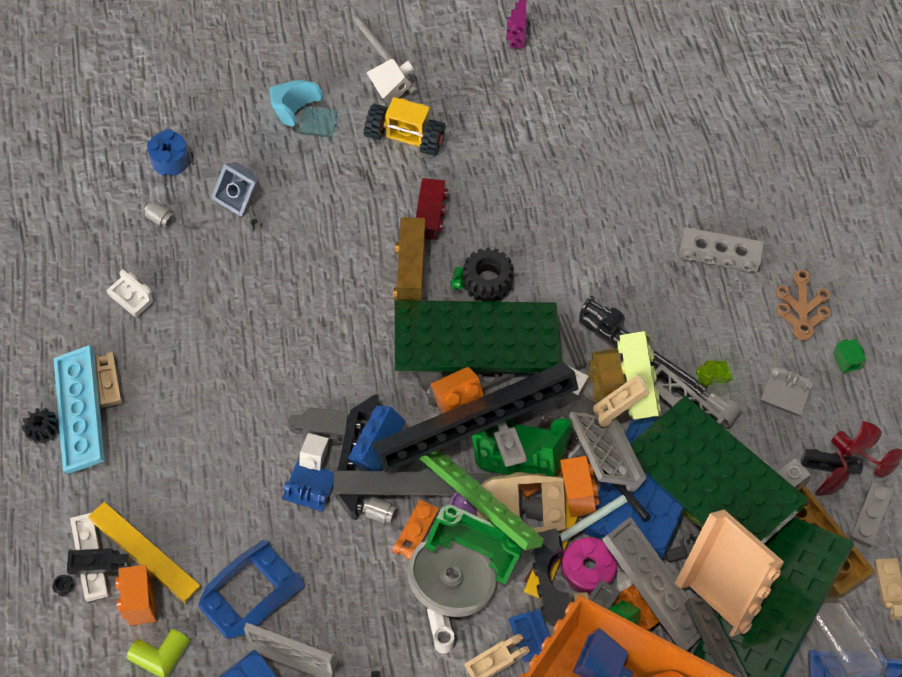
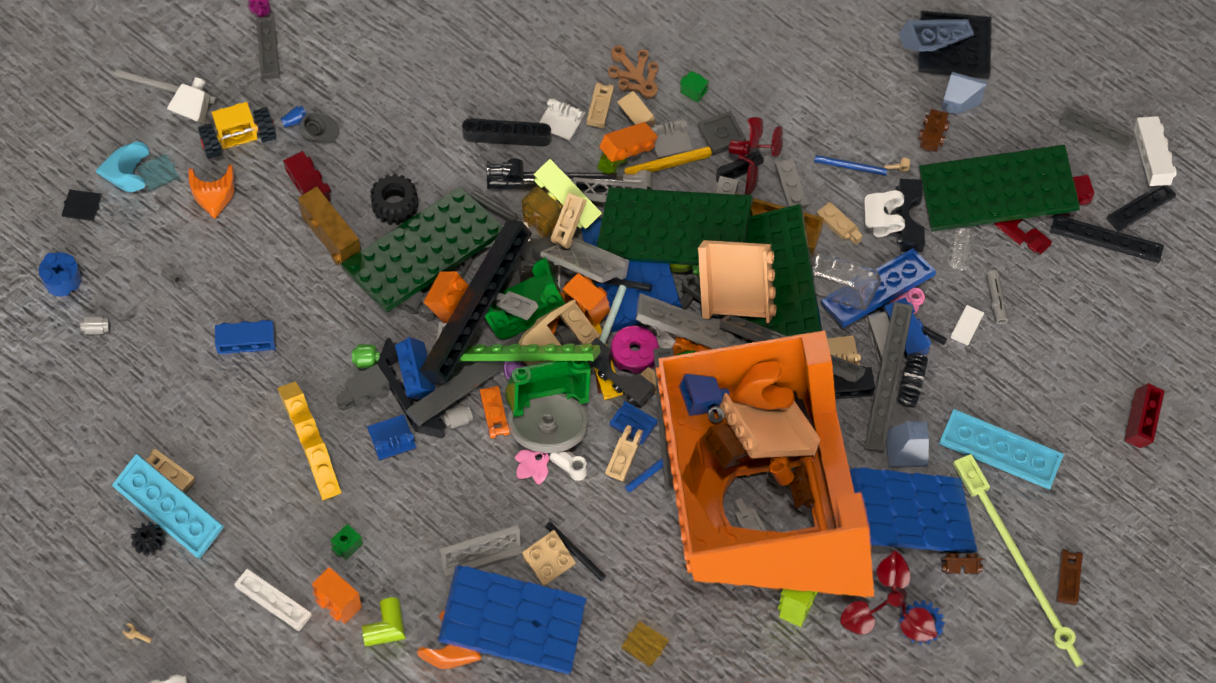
camera: 40 degrees left, 0 degrees up
(59, 581) = (271, 627): black plate -> none
(96, 561) = (284, 595): black hinge -> none
(130, 293) = (128, 397): white bracket -> none
(144, 552) = (310, 566): yellow tile -> none
(189, 552) = (346, 542): none -> green brick
(228, 445) = (310, 439): none -> yellow arch
(234, 188) = (140, 264): sand blue slope -> none
(237, 109) = (81, 205): none -> black piece
(265, 308) = (245, 337): none -> blue brick
(272, 567) = (416, 510): blue wedge -> none
(313, 451) = (375, 410): white brick -> none
(343, 170) = (213, 195): none -> orange animal
(346, 396) = (365, 356): none -> bright green head
(405, 606) = (531, 467): none -> bright pink plate
(457, 281) = (373, 220): green arm -> none
(468, 148) = (293, 117): none -> blue cone
(478, 170) = (318, 127): none -> dark grey cap
(495, 76) = (267, 48): none -> dark grey tile
(640, 291) = (499, 127): none -> black beam
(698, 303) = (562, 118): none -> white hinge
(730, 245) = (546, 69): light grey brick -> none
(741, 366) = (628, 142): none -> orange brick
(745, 314) = (600, 105): none -> tan plate
(769, 411) = (670, 161): none -> yellow axle
(773, 343) = (636, 109): none -> tan hinge
(840, 415) = (720, 131): none -> dark grey plate

